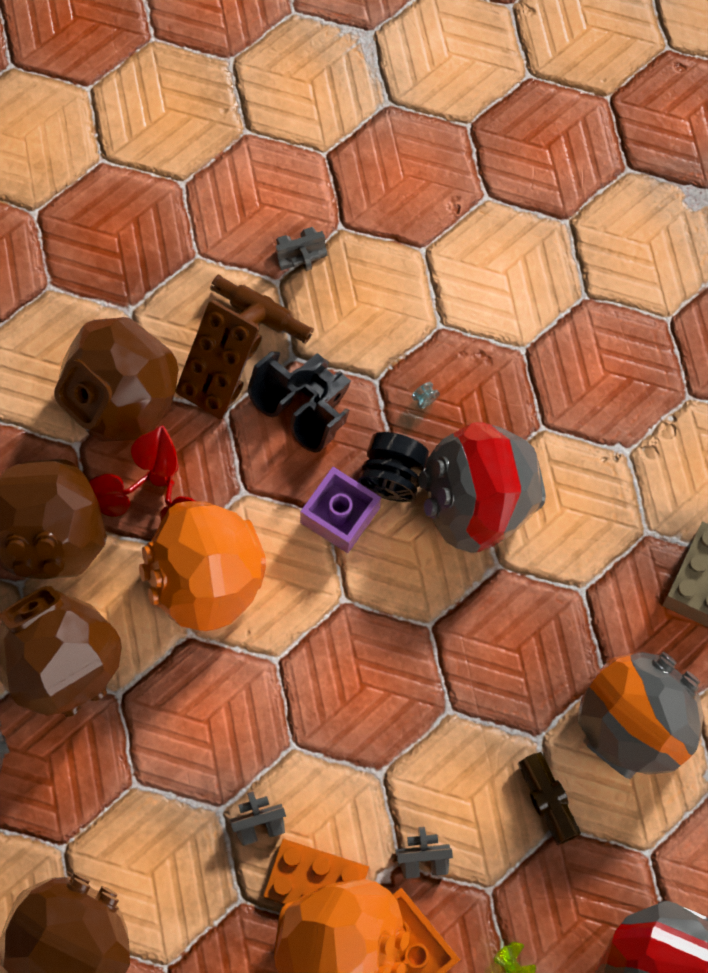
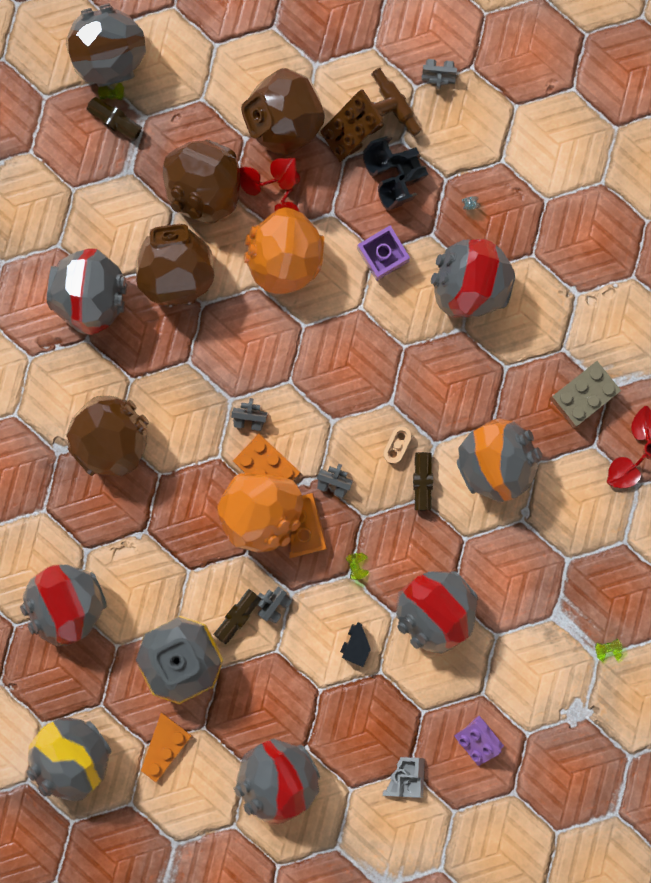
camera: 30 degrees right, 15 degrees up
(393, 466) = (430, 238): black wheel -> none
(487, 764) = (397, 445): none -> light nougat plate

